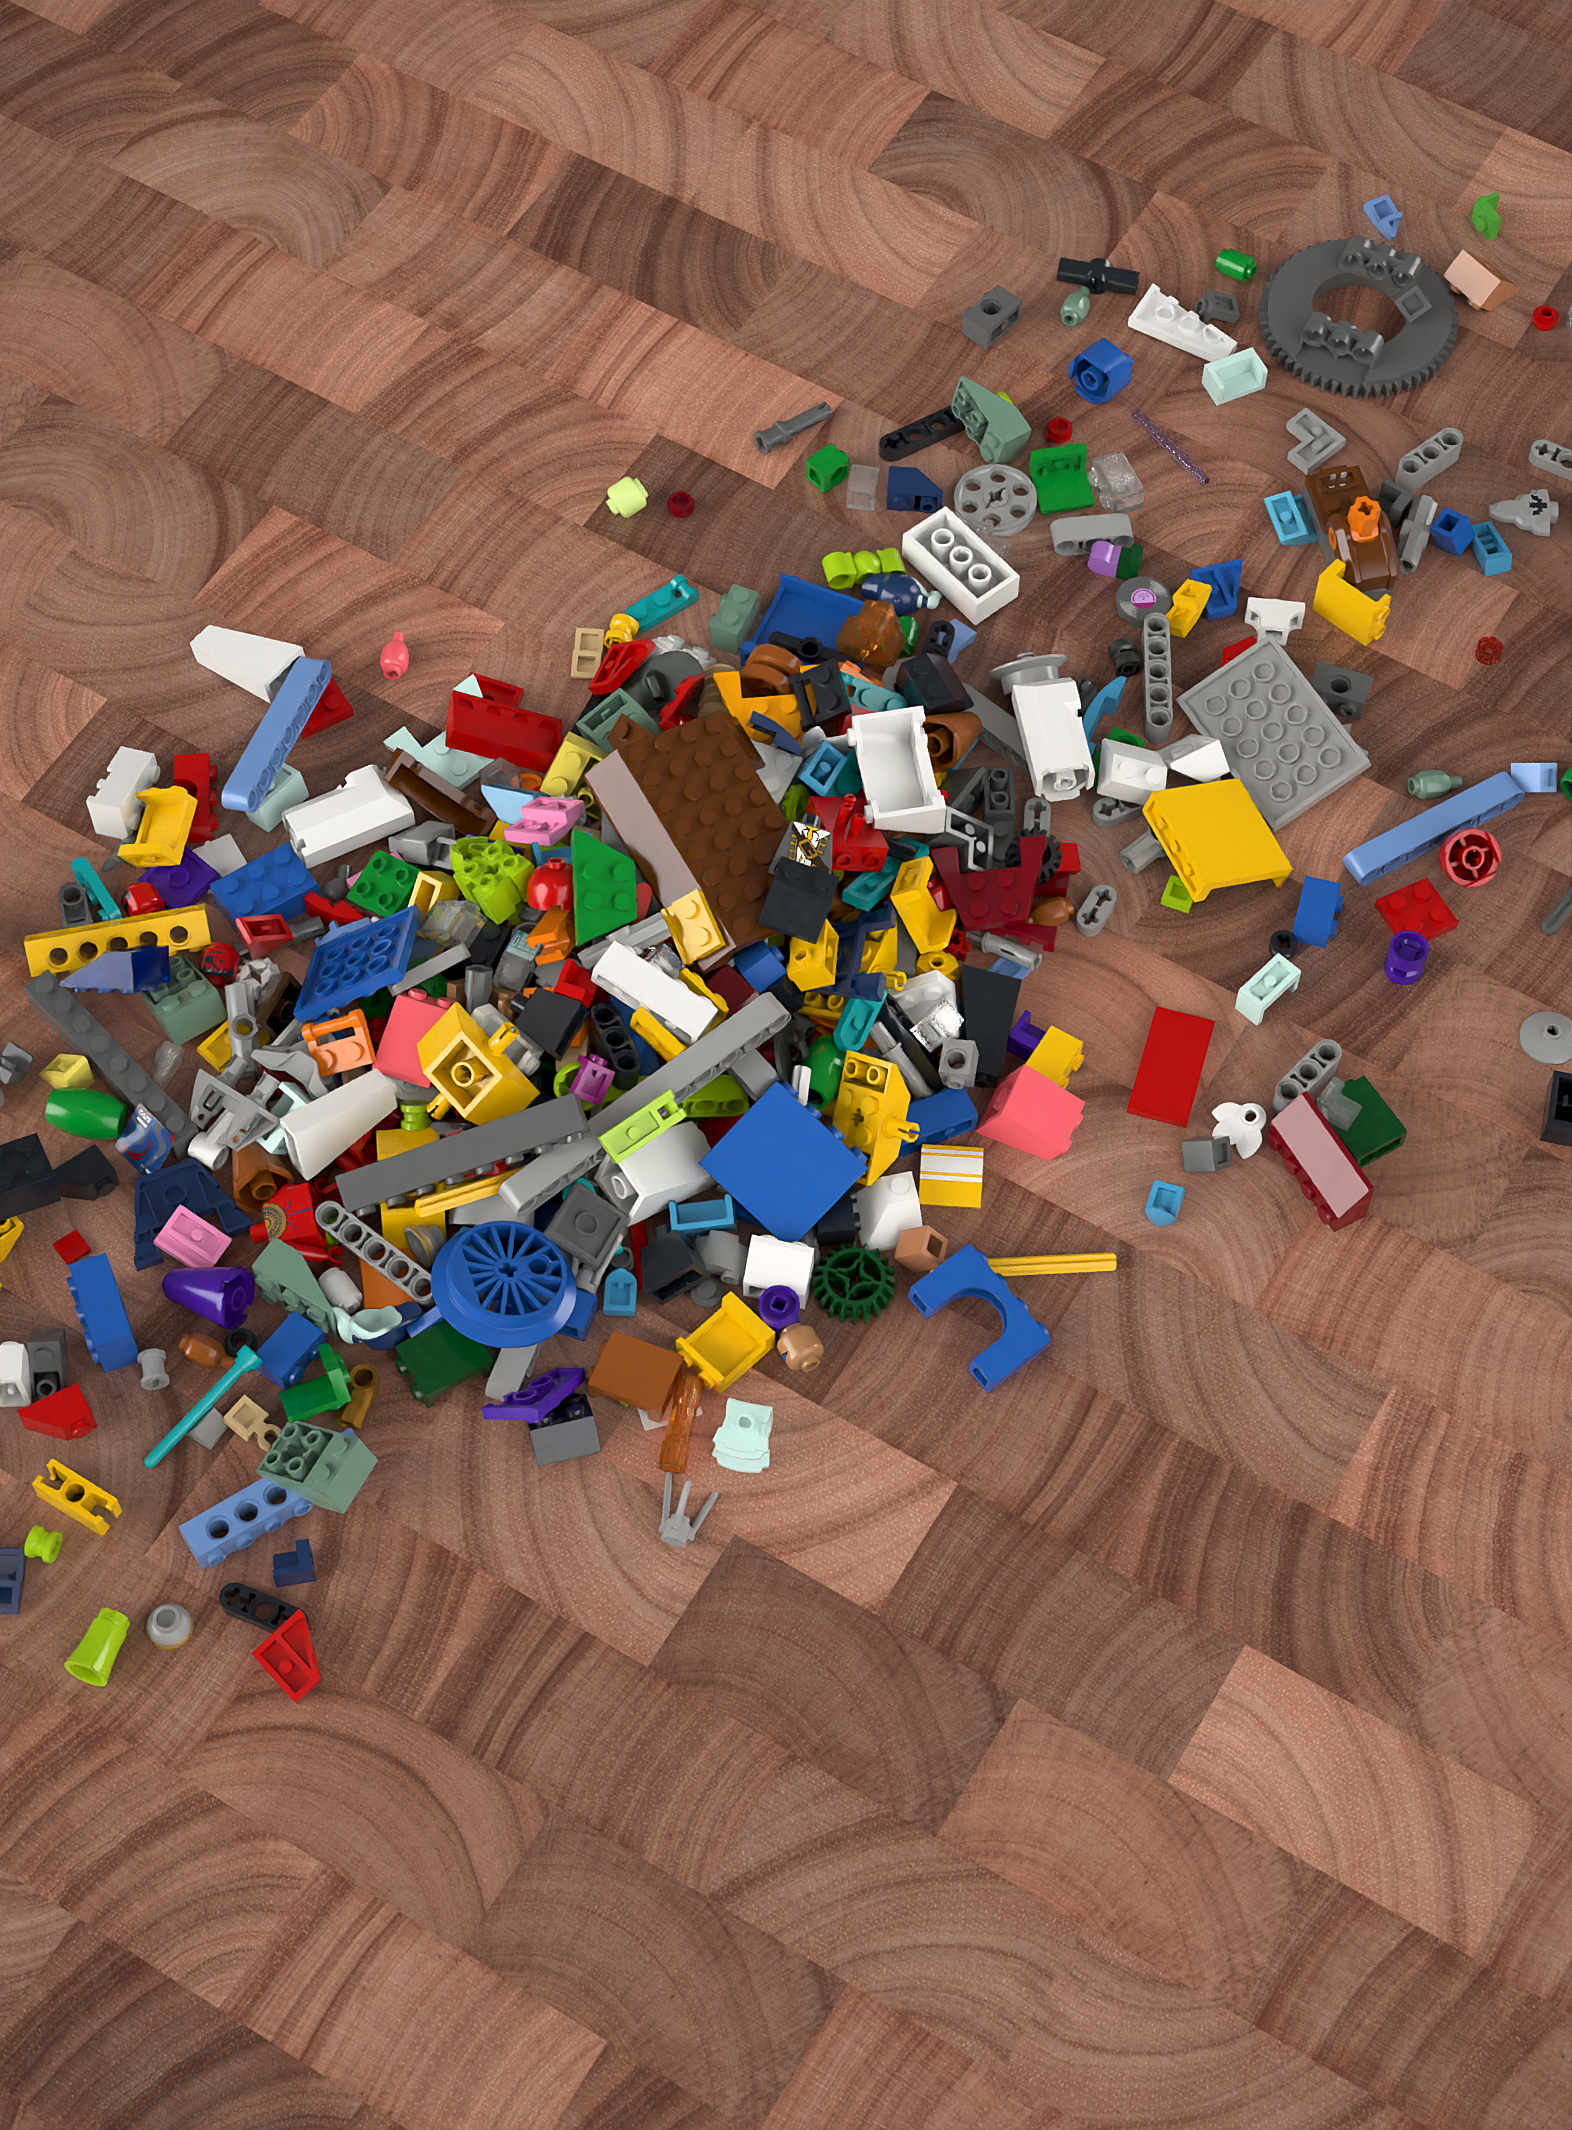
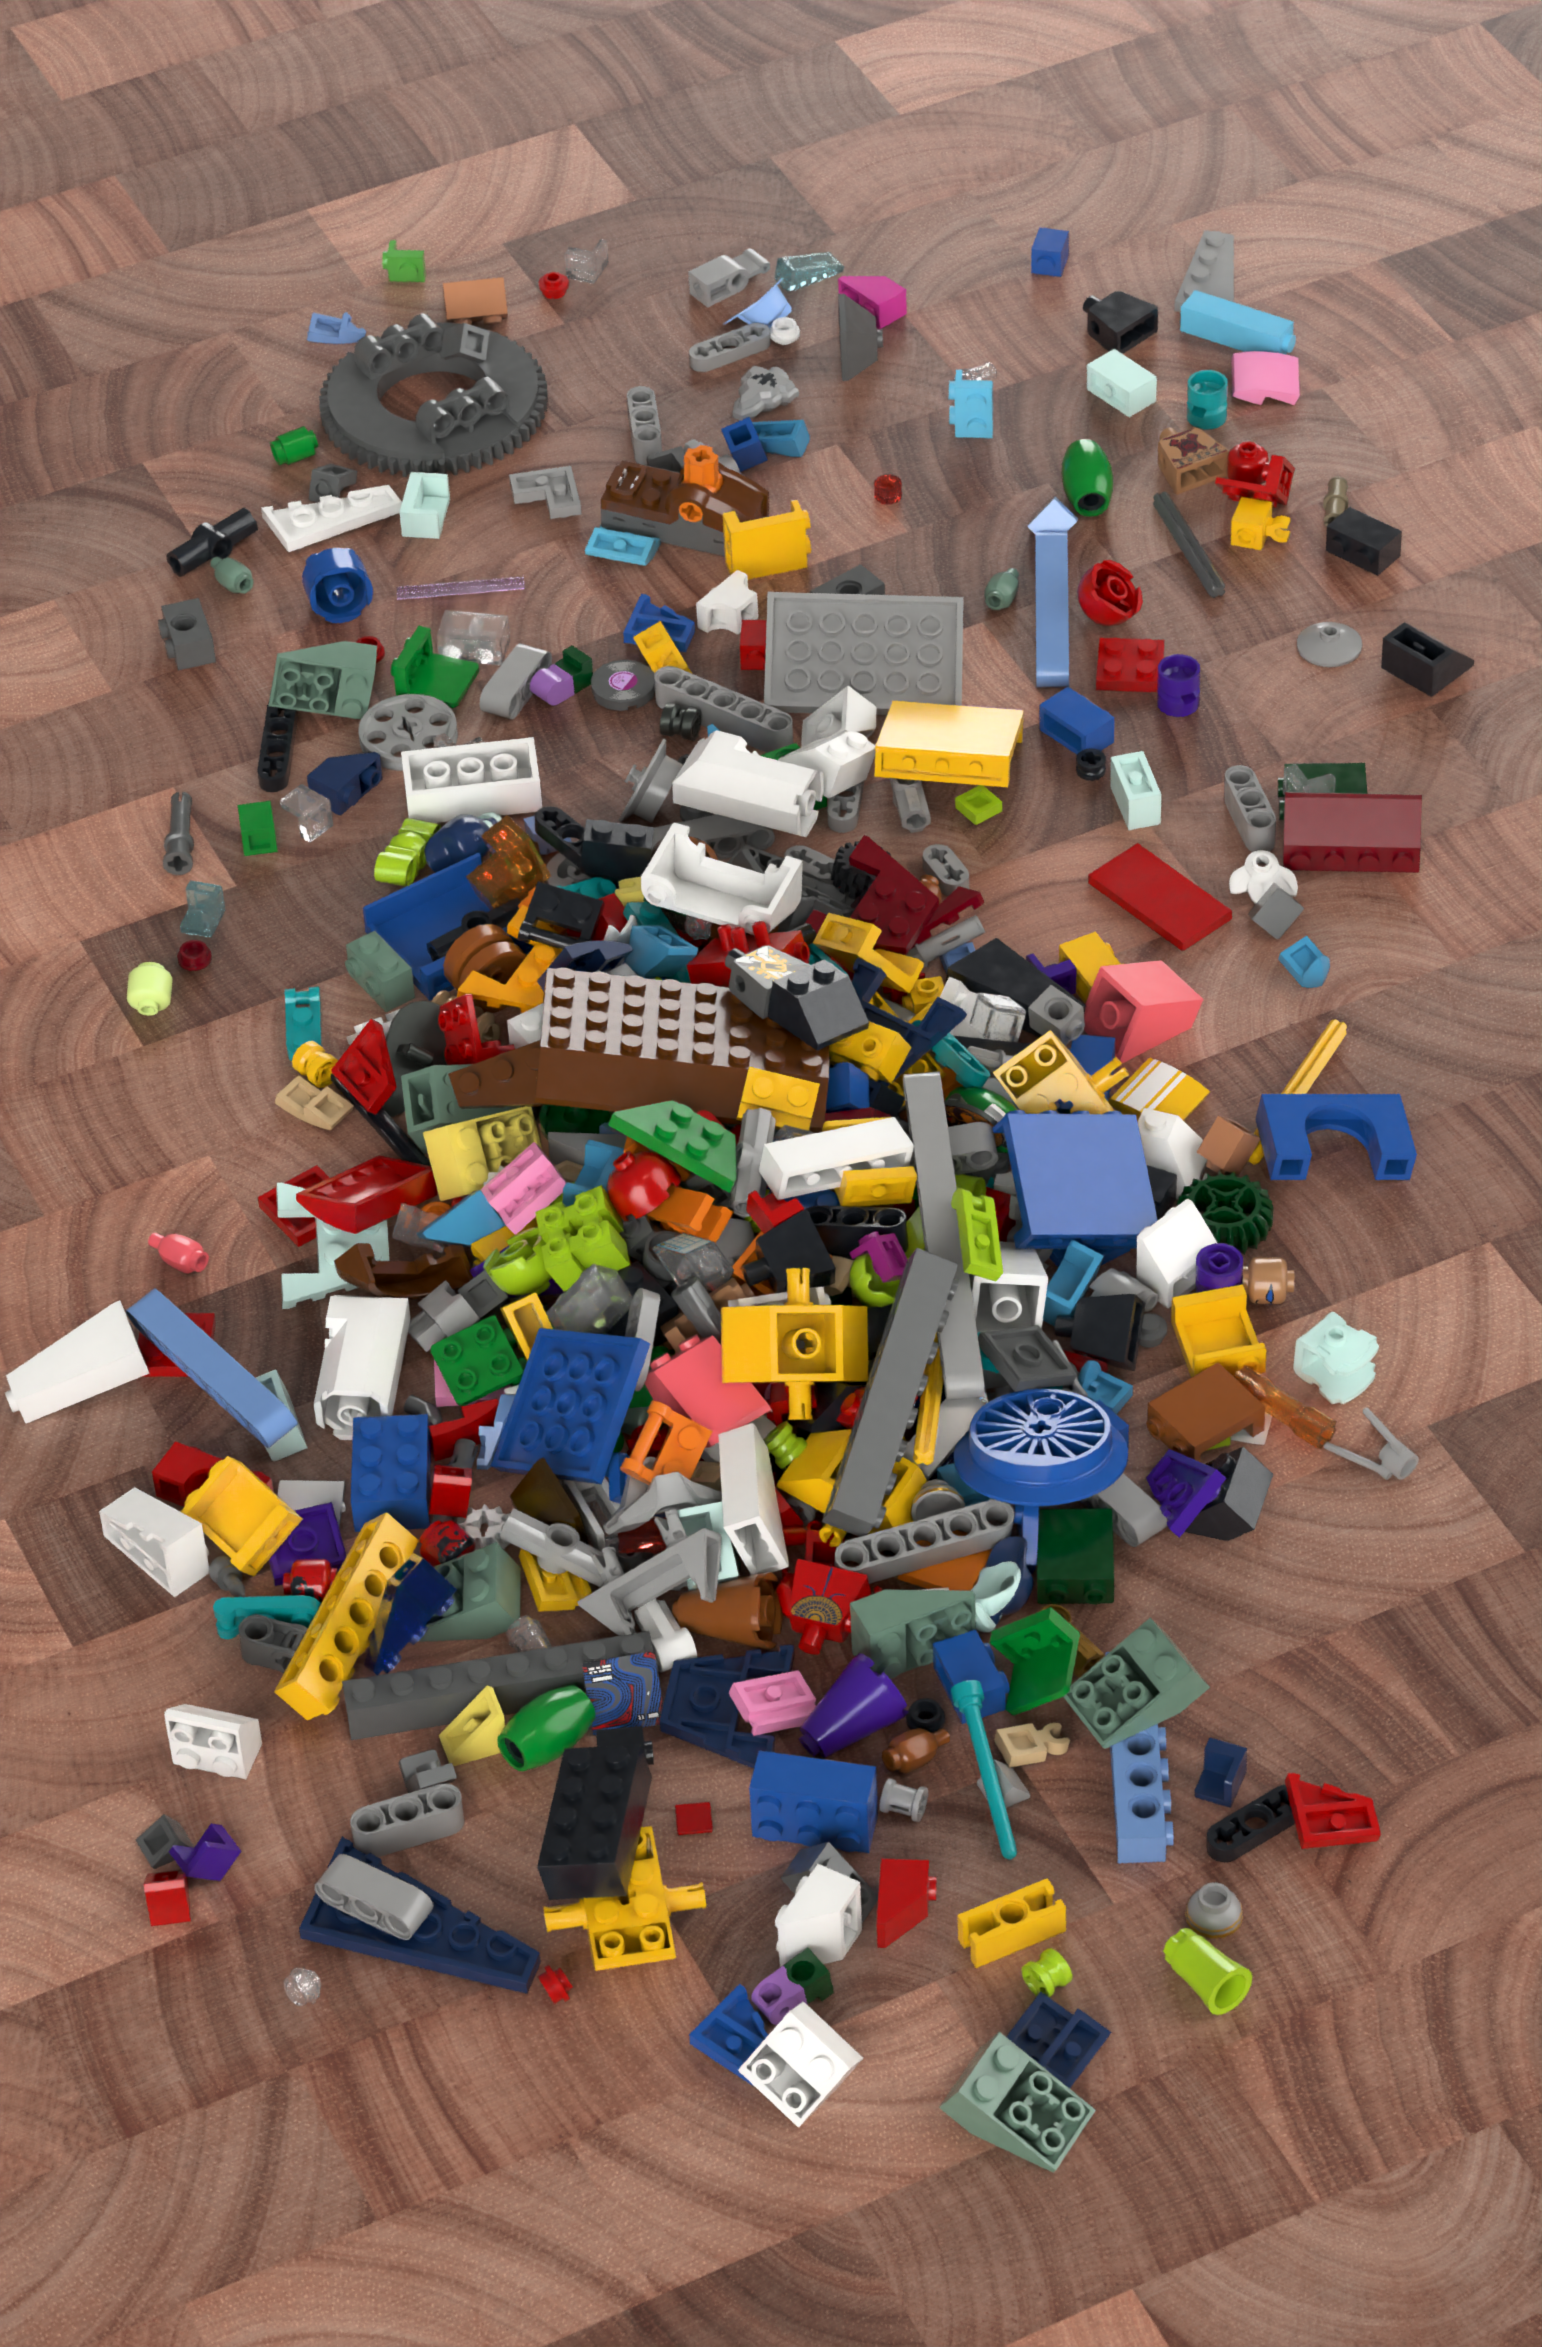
camera: 55 degrees left, 15 degrees down
(729, 486) = (204, 909): none -> clear light blue panel

